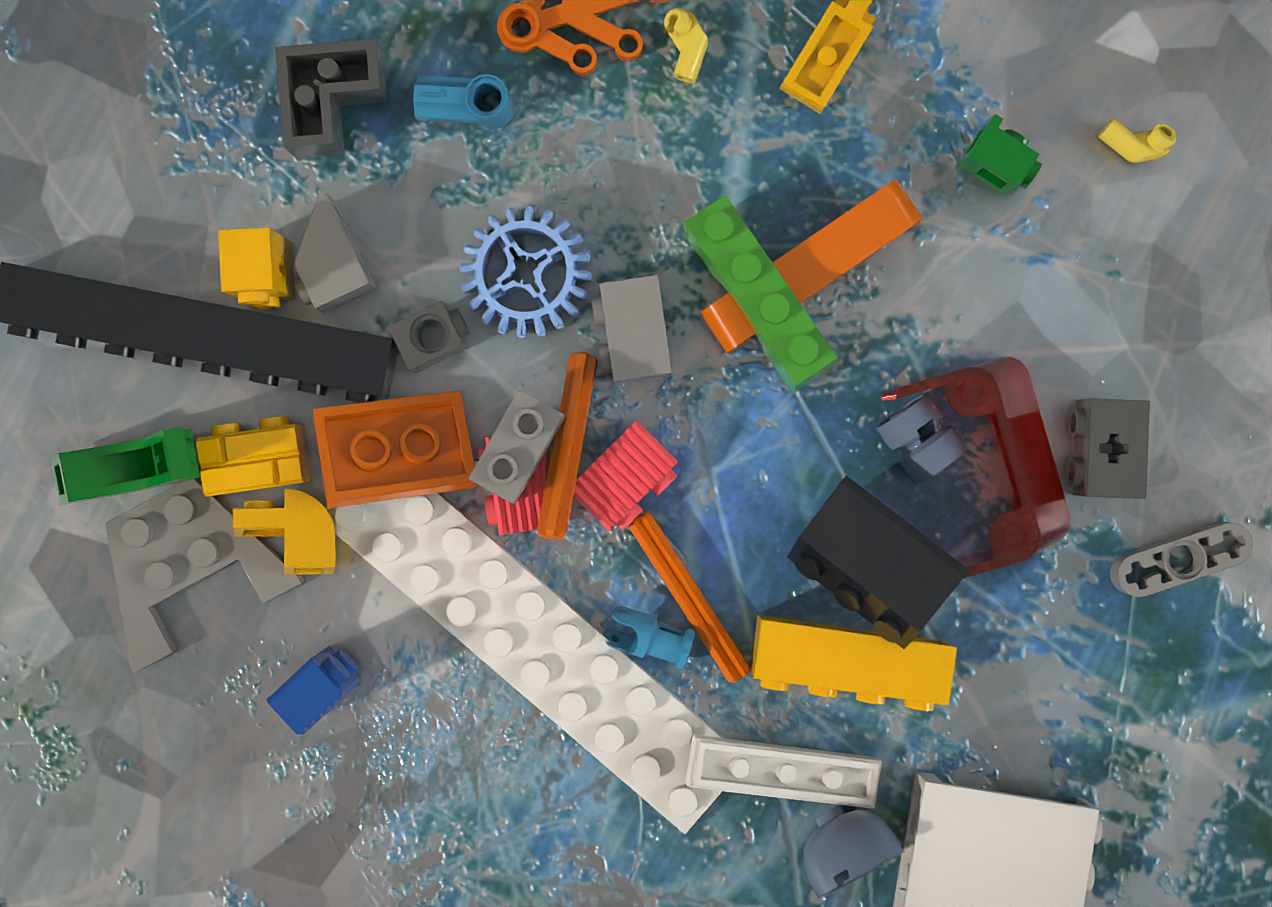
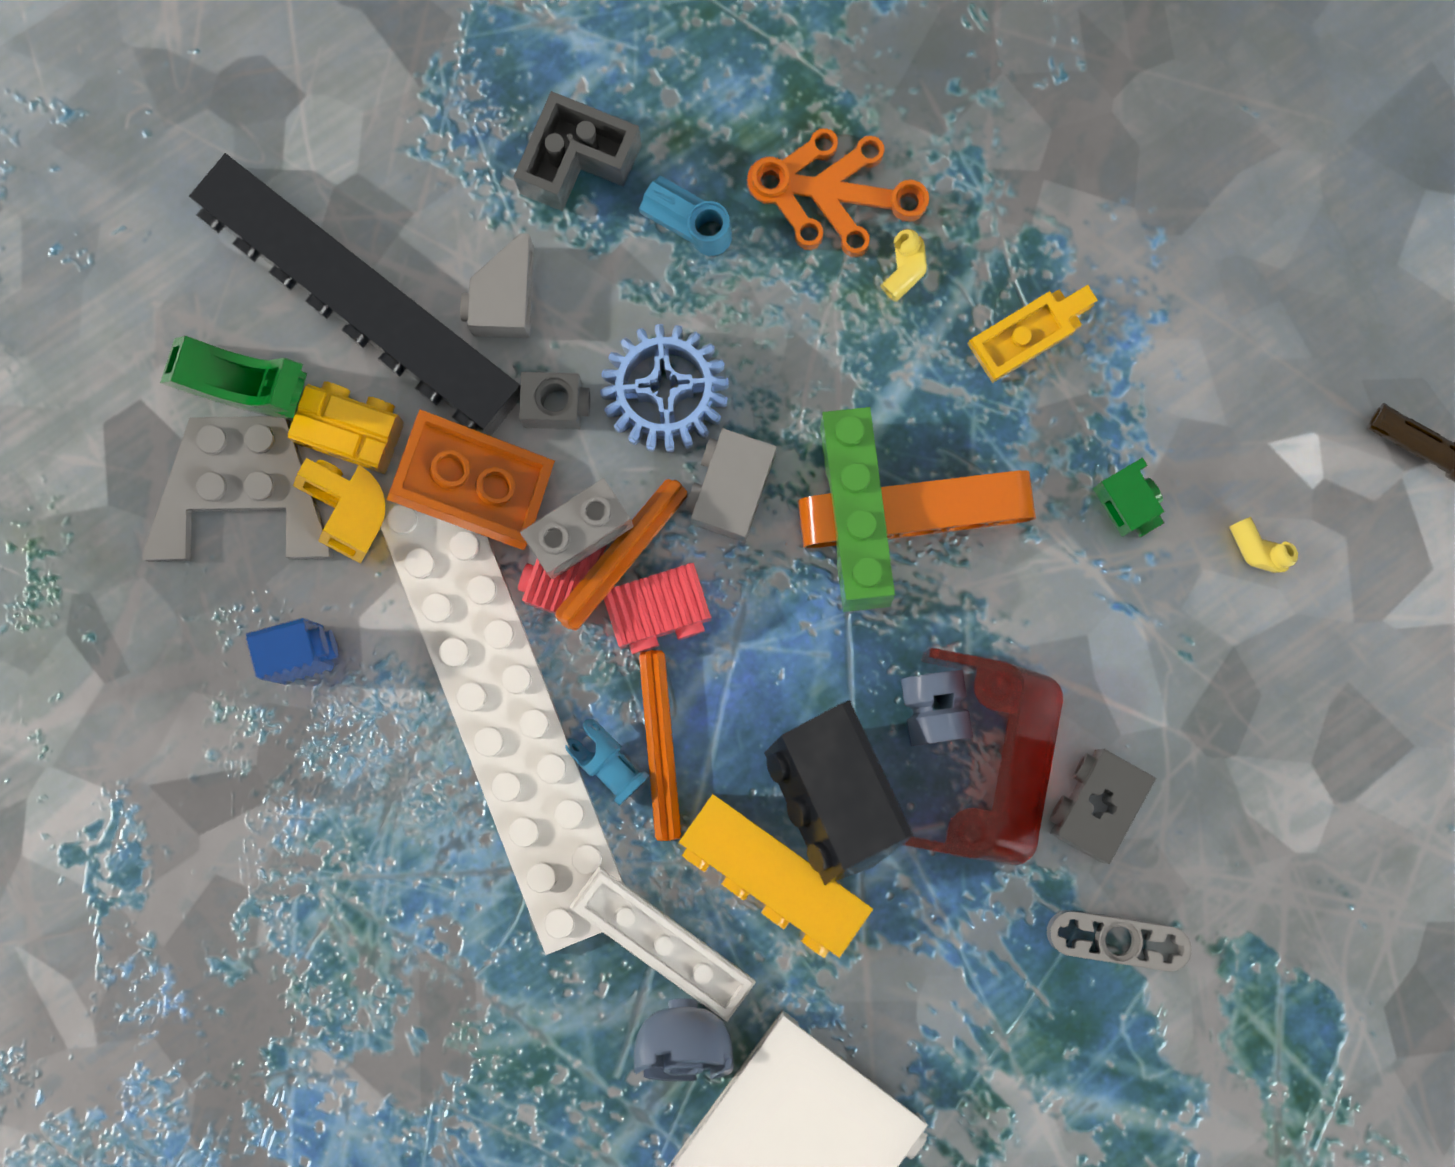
camera: 30 degrees right, 5 degrees down
(256, 267) = (437, 265): yellow brick -> none

